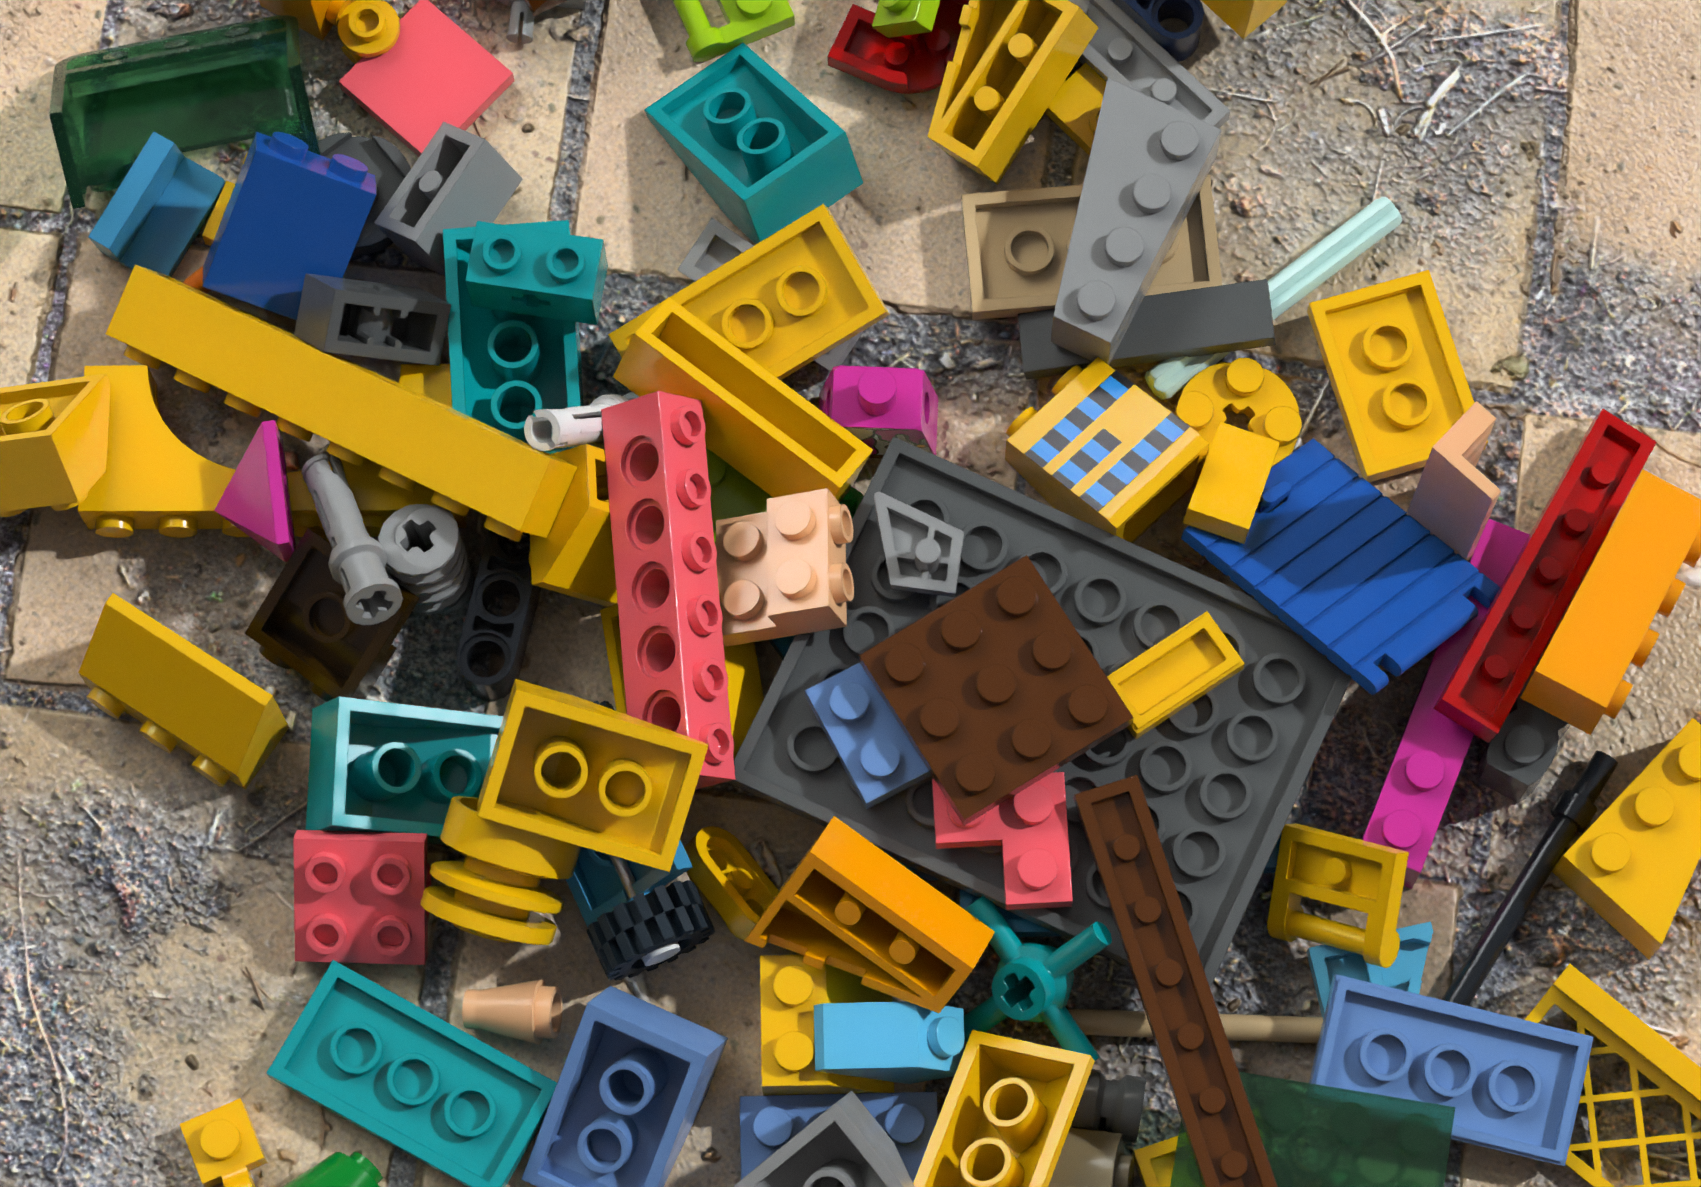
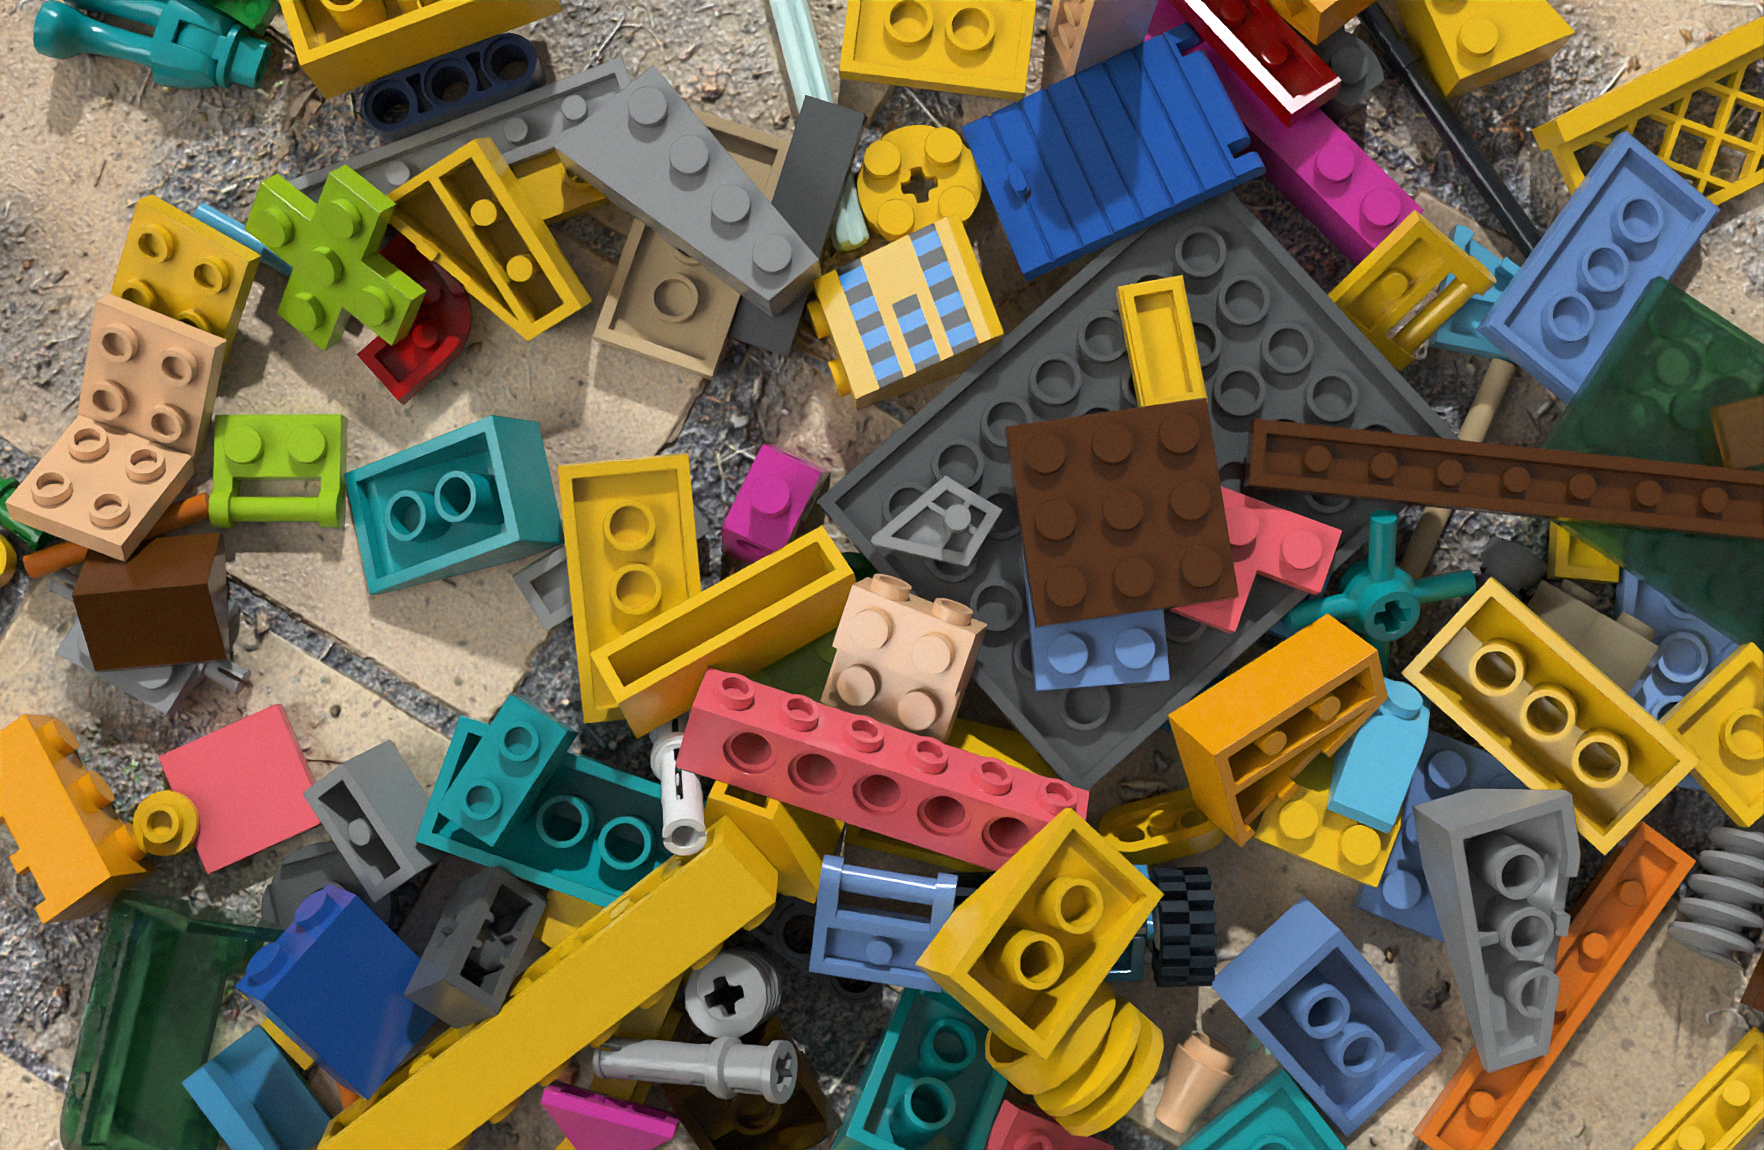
camera: 70 degrees left, 10 degrees up
(518, 644) = (876, 942): none -> medium blue plate
(1231, 482) = (993, 212): yellow tile -> none

